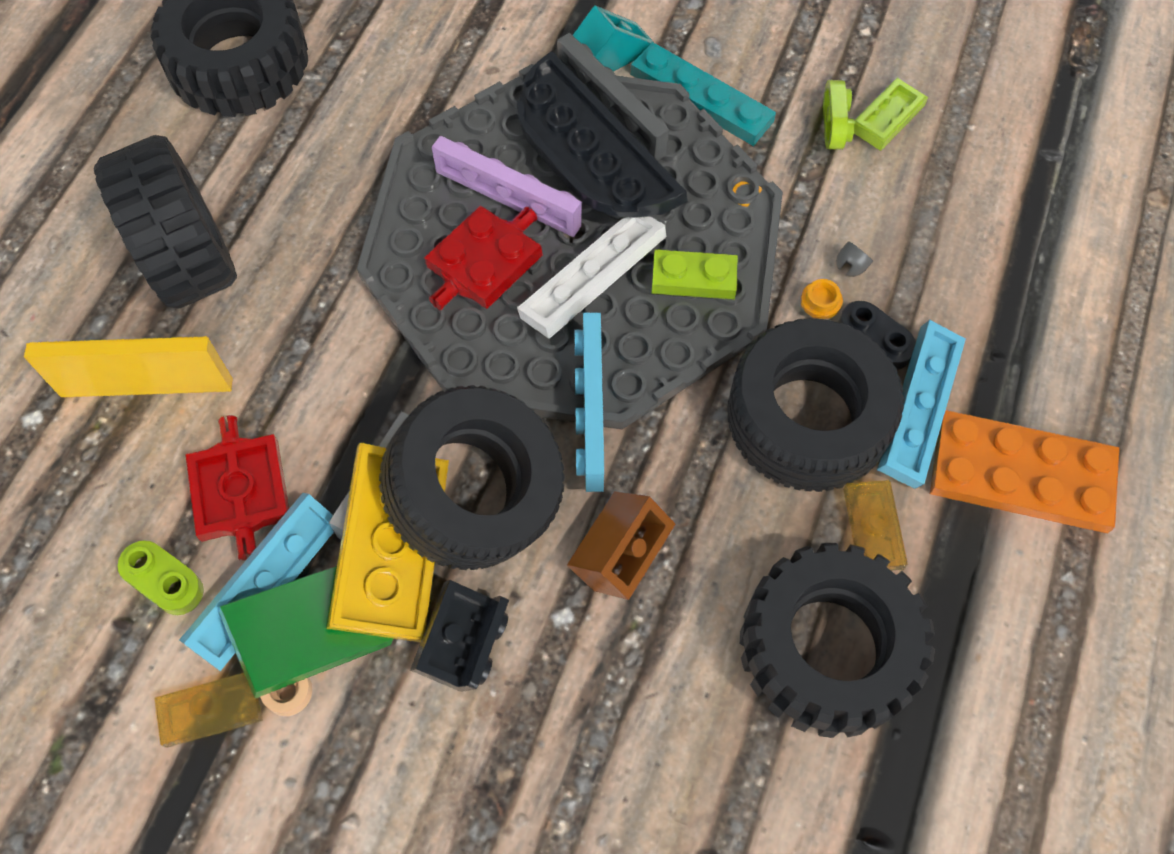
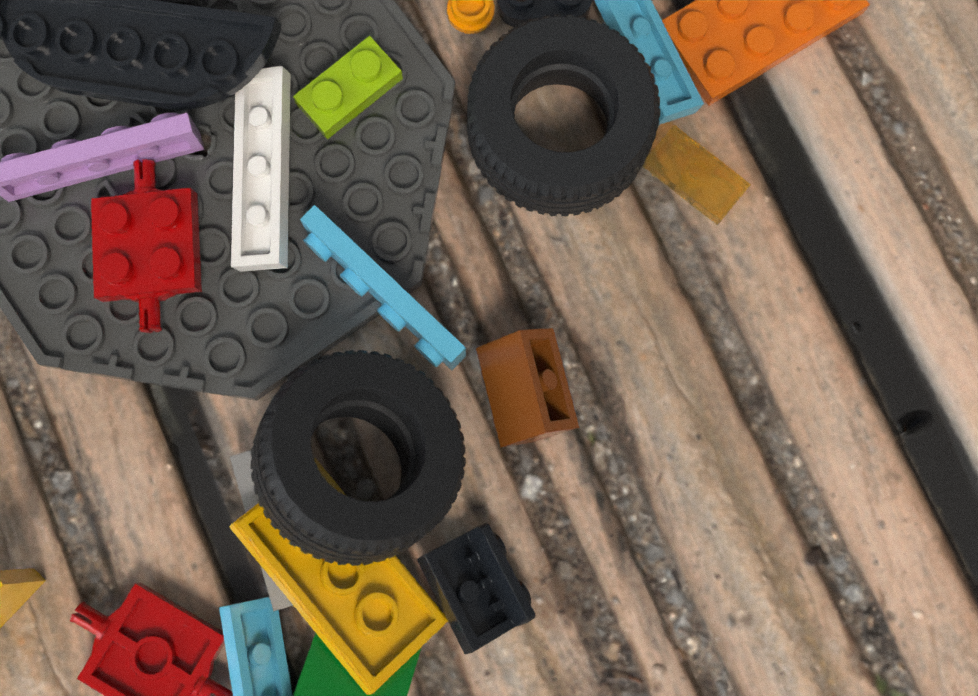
camera: 50 degrees left, 15 degrees up
(874, 596) = (811, 263): black tyre -> none

